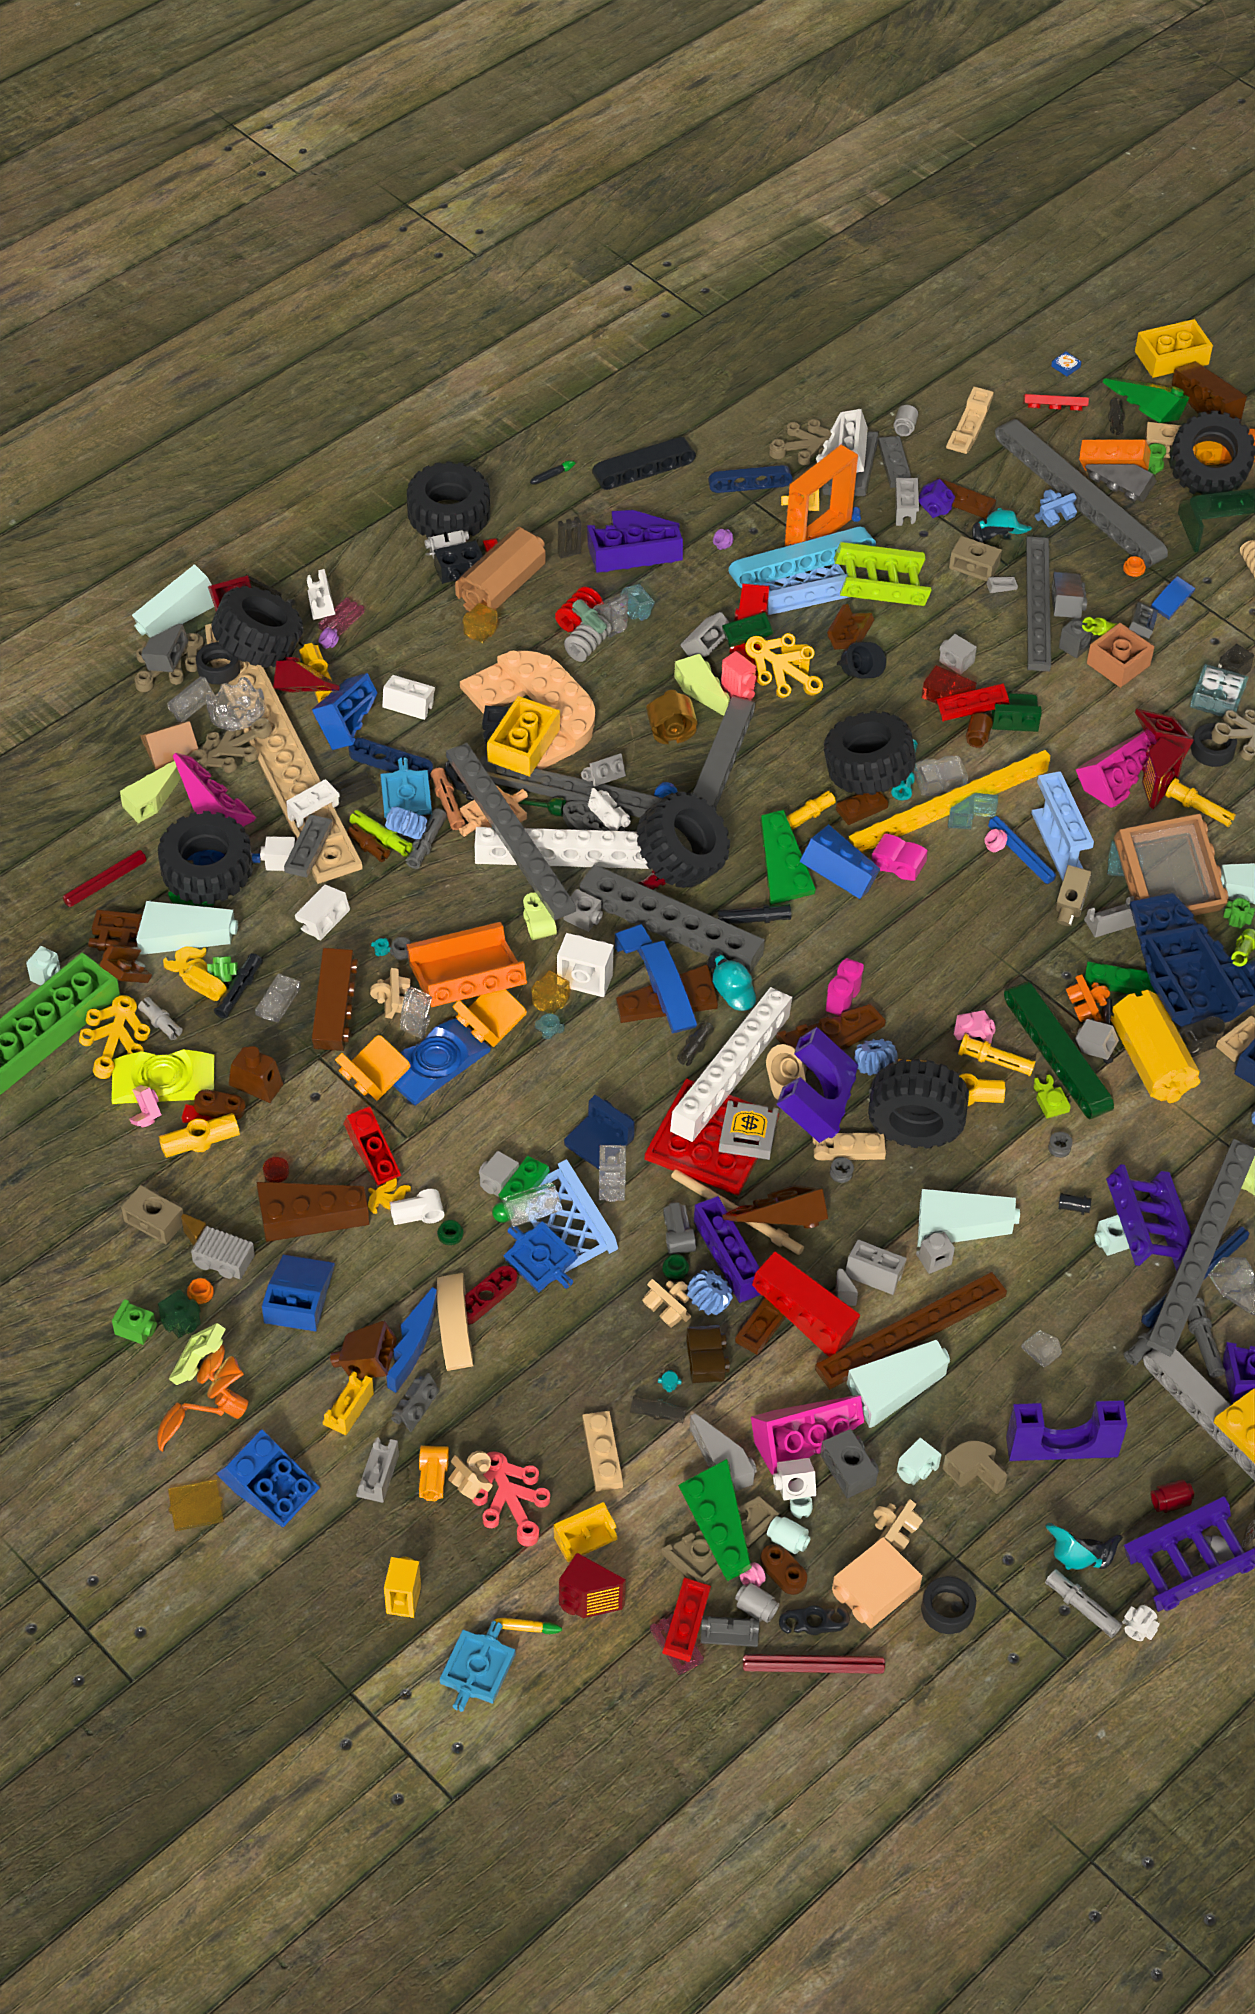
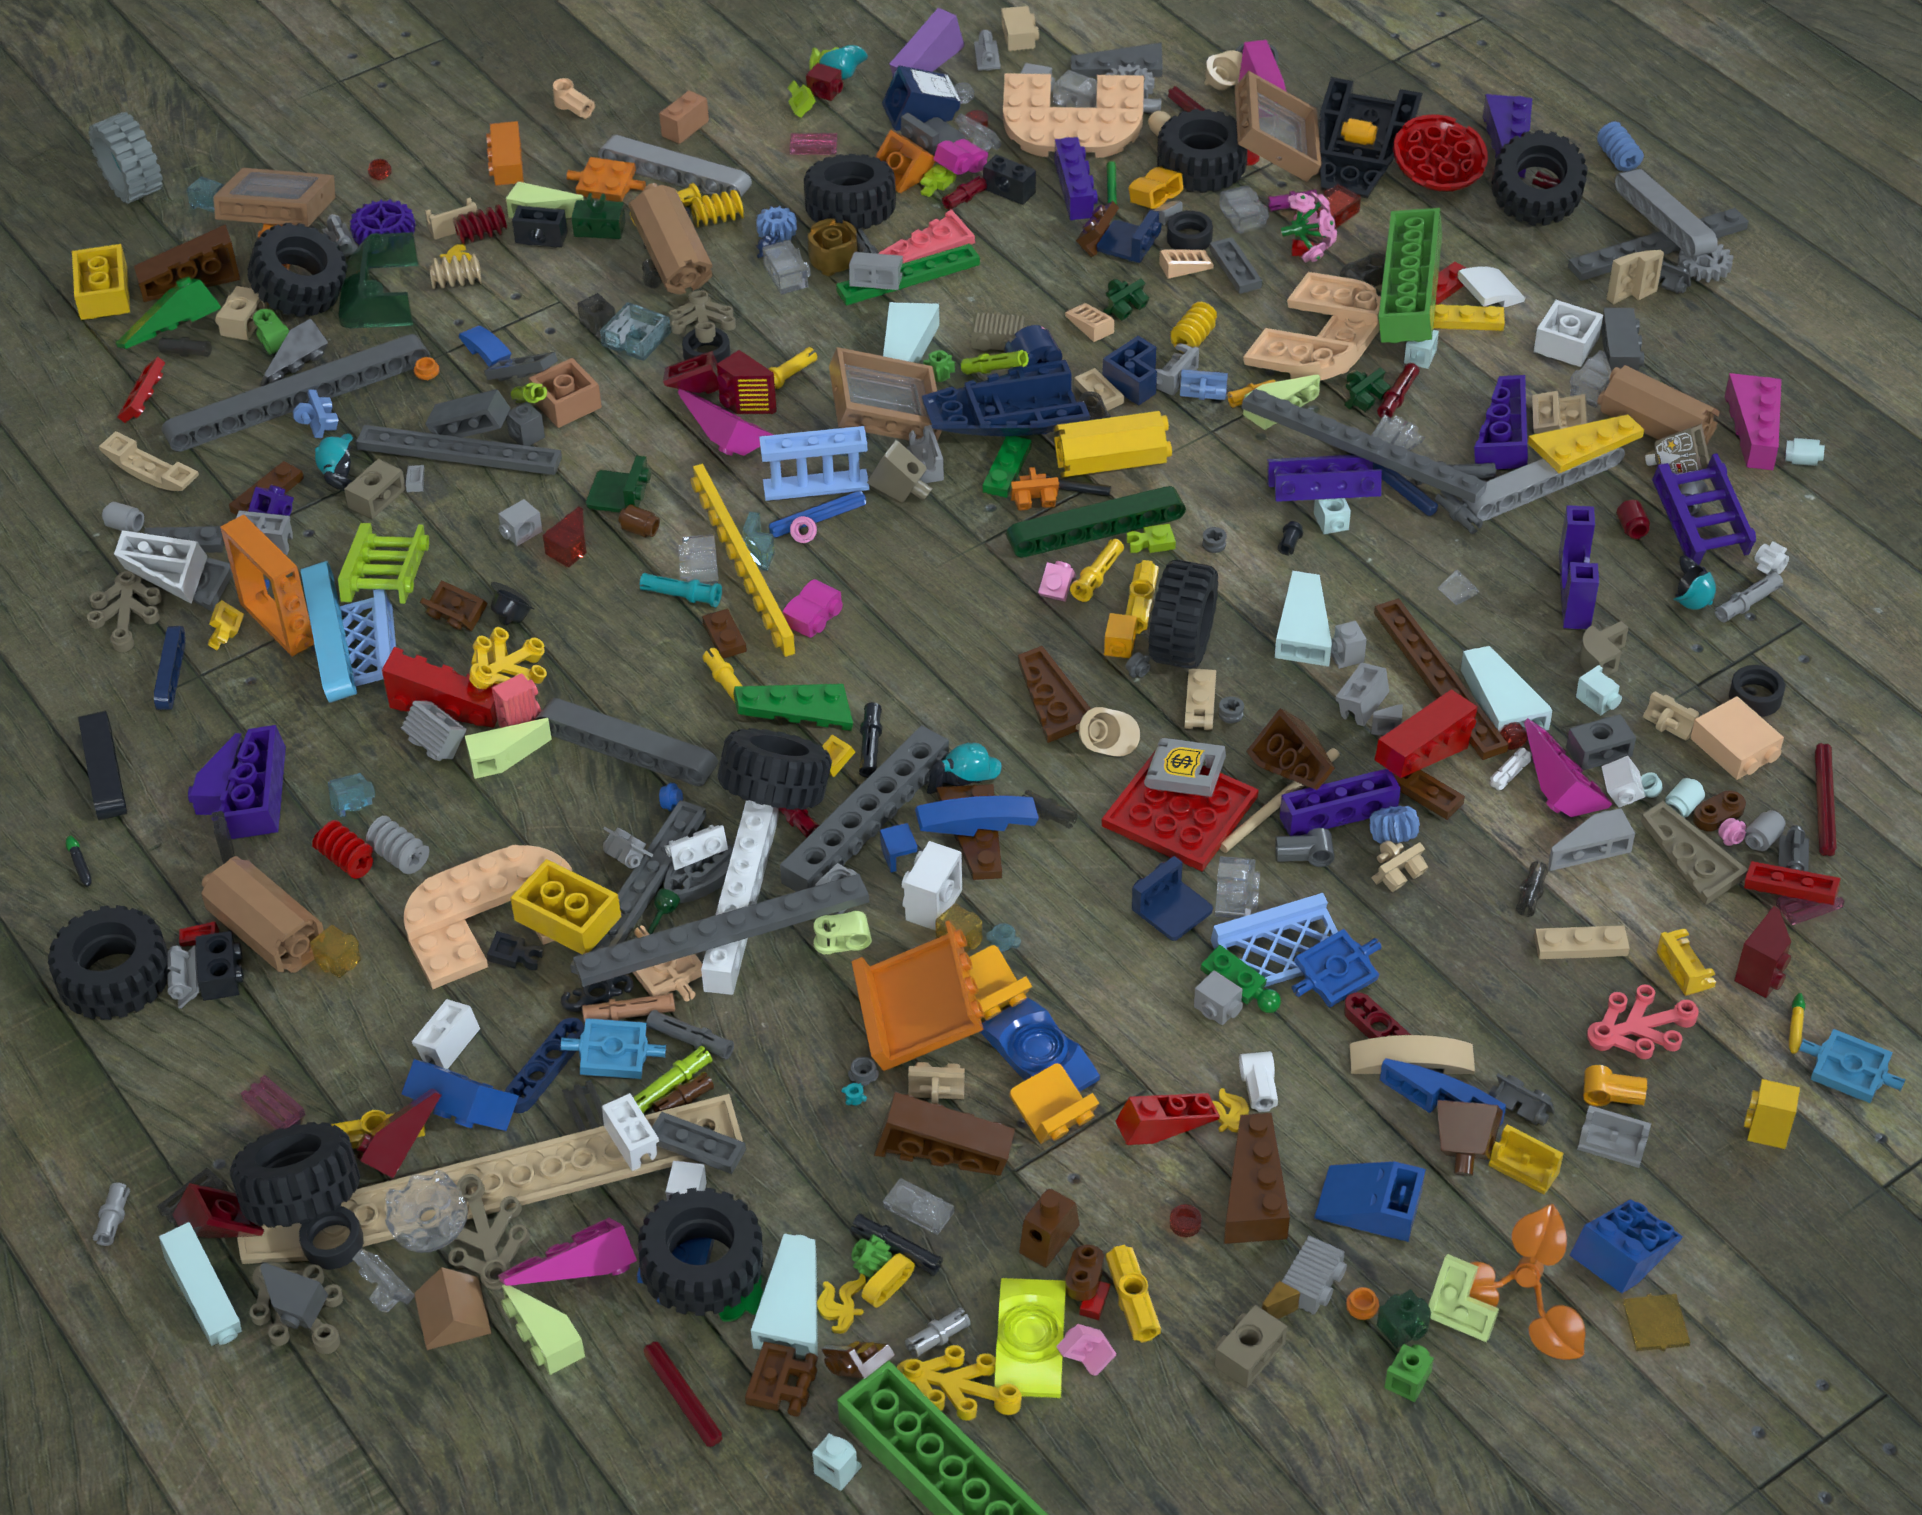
camera: 80 degrees left, 5 degrees down
(238, 552) = (111, 1214): none -> light grey pin
(320, 596) = (235, 1116): white hinge -> none
(323, 911) = (792, 1145): white hinge -> none
(328, 638) = (307, 1108): medium lavender plate -> none
(406, 822) = (678, 1038): medium blue gear -> none
(414, 1012) = (984, 1050): clear slope -> none
(450, 1226) = (1289, 1047): dark green plate -> none
(470, 1476) = (1617, 1055): tan hips -> none
(532, 1204) = (1277, 959): clear brick -> none
(589, 616) = (384, 823): sand green axle -> none
(615, 611) = (365, 808): clear slope -> none
(669, 1381) = (1494, 878): teal piece -> none
(672, 717) = (562, 771): pearl gold brick -> none
(675, 1267) = (1351, 857): dark green plate -> none
(706, 1354) = (1467, 840): dark brown brick -> none
(716, 1511) = (1674, 842): green wing -> none
(723, 539) = (259, 698): medium lavender plate -> none
(726, 889) = (839, 752): none -> yellow bracket
(730, 1064) = (1097, 770): white brick -> none
(742, 630) = (455, 677): dark green plate -> none
(803, 1389) = (1510, 768): none -> white axle
(826, 1626) = (1780, 784): black piece -> none
(836, 1073) = (1167, 699): dark purple arch -> none
(840, 862) = (815, 651): wedge -> none
(844, 986) = (992, 673): dark pink brick -> none
(844, 1389) = (1514, 735): none -> clear red bush
(869, 752) = (652, 579): black tyre -> none
(875, 1055) = (1094, 657): medium blue gear -> none
(972, 702) = (600, 518): red plate -> none
(1066, 364) = (78, 376): tile -> none
(1097, 1039) = (1092, 486): light grey brick -> none
(1115, 452) = (262, 347): orange brick -> none

